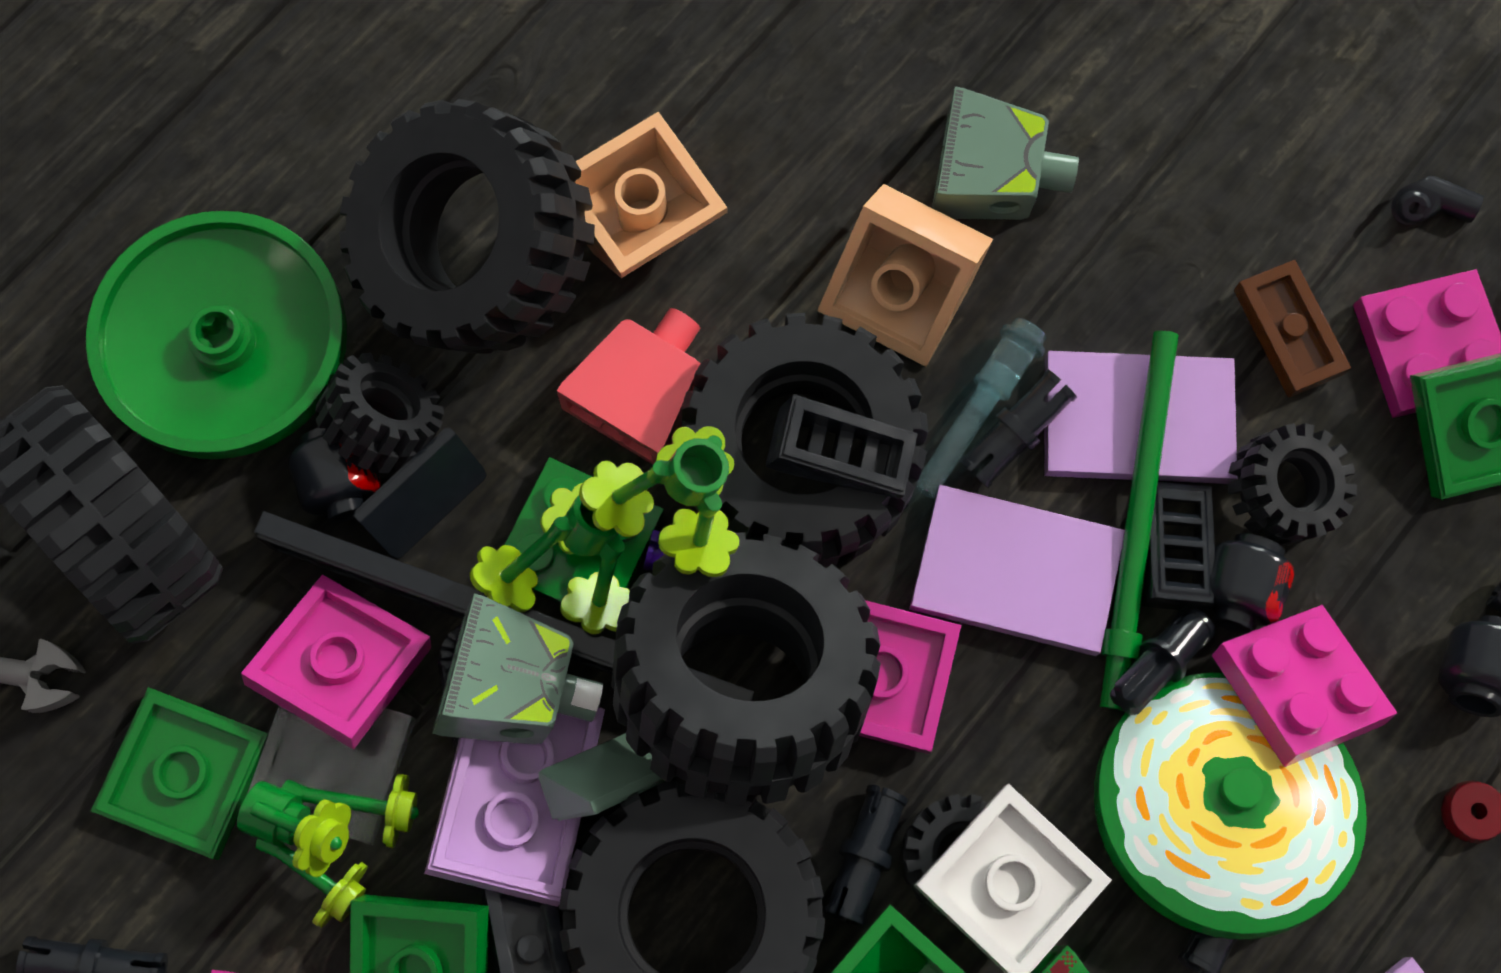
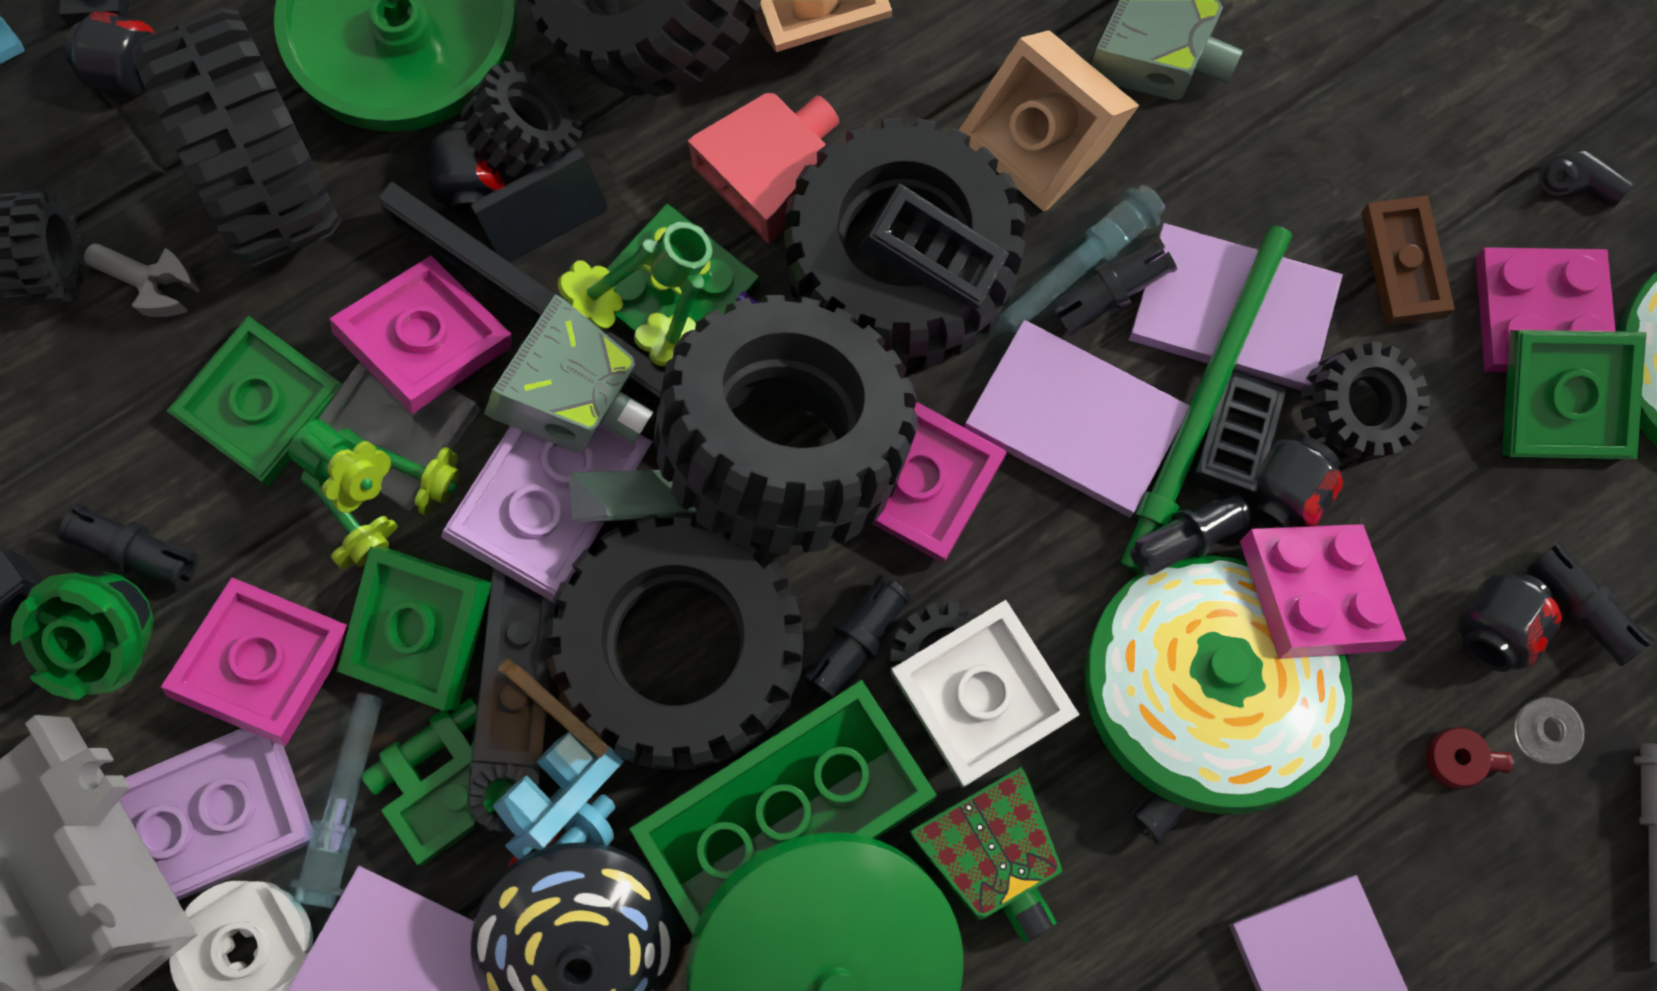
camera: 20 degrees right, 0 degrees up
(694, 476) = (782, 222): lime plant -> none

